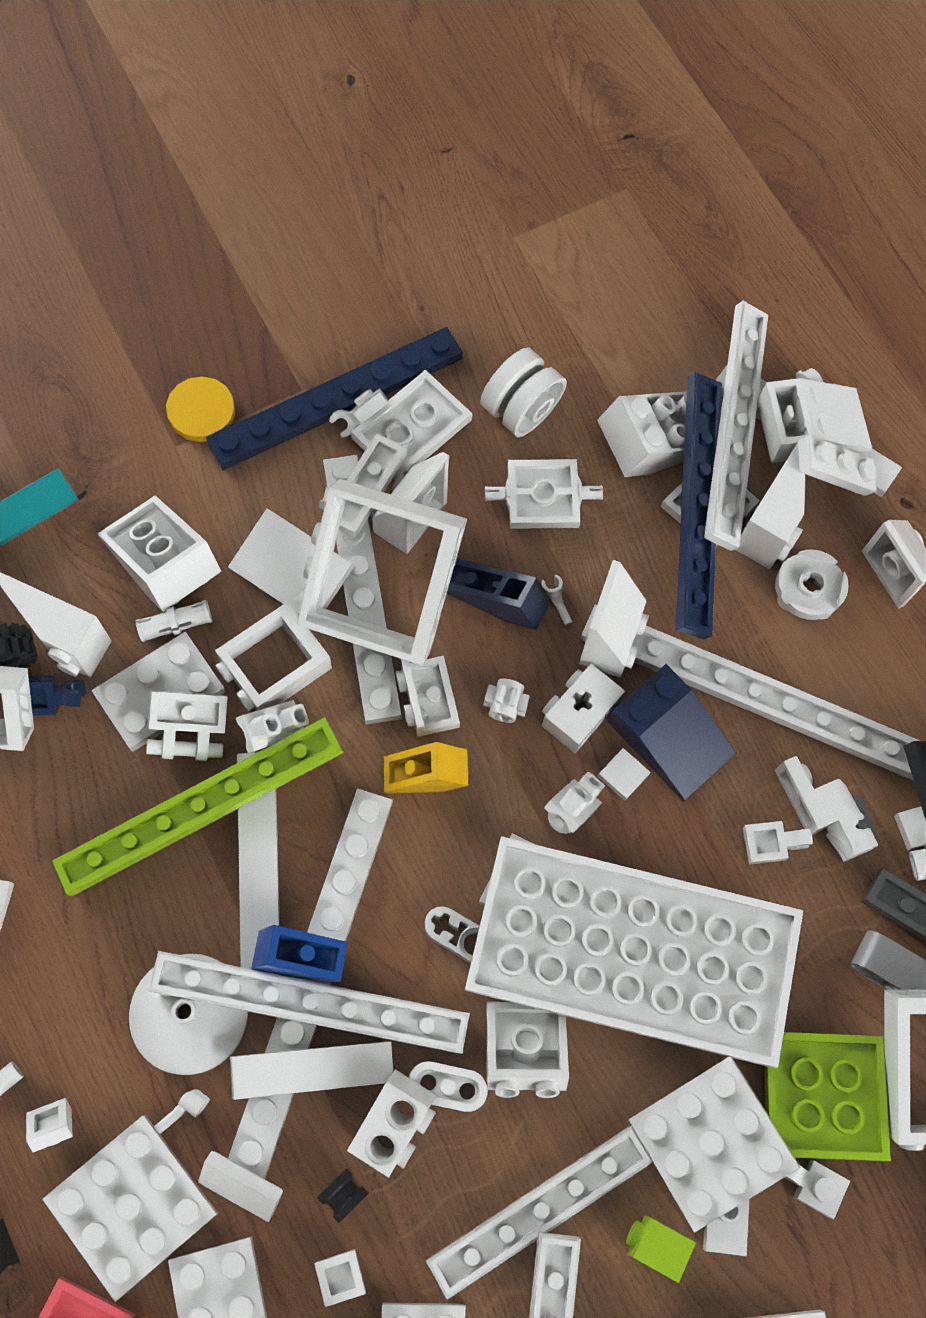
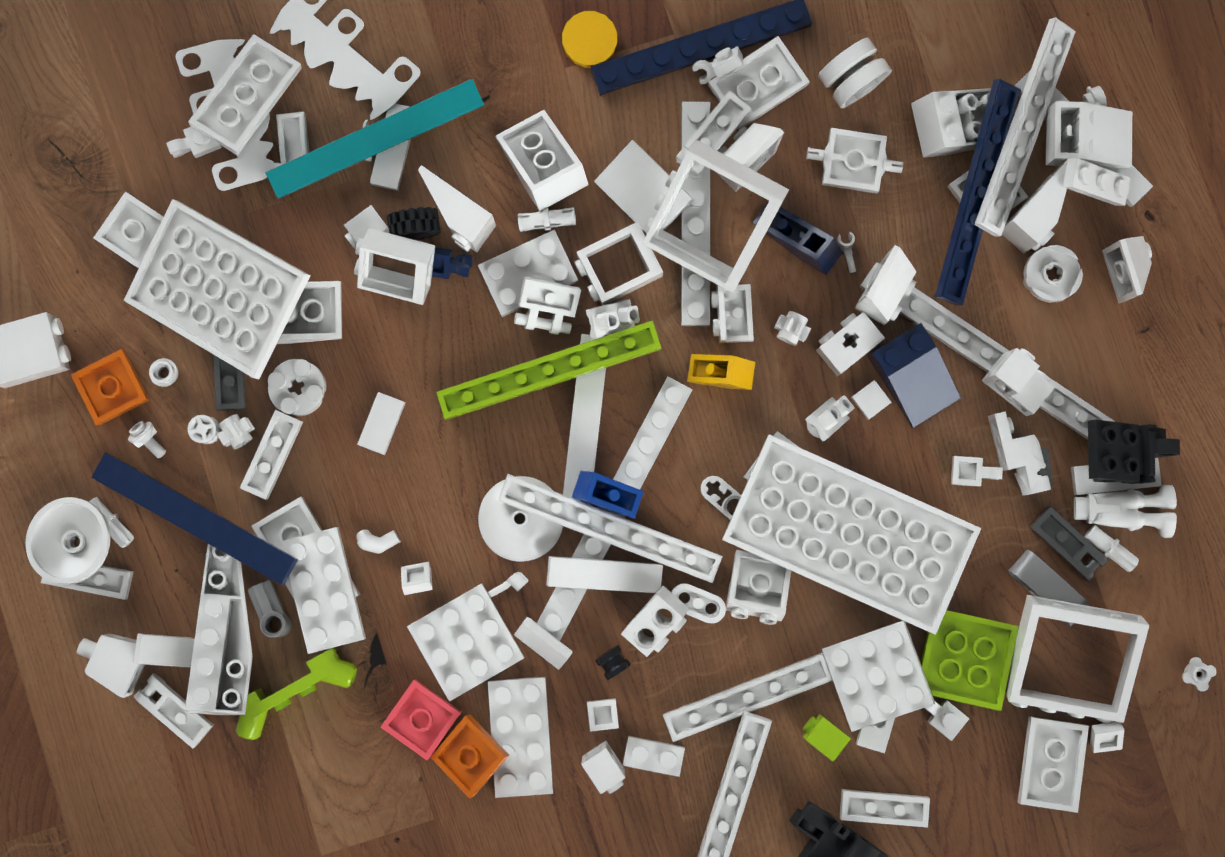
camera: 15 degrees right, 15 degrees up
(802, 714) = (1019, 381): none -> white brick

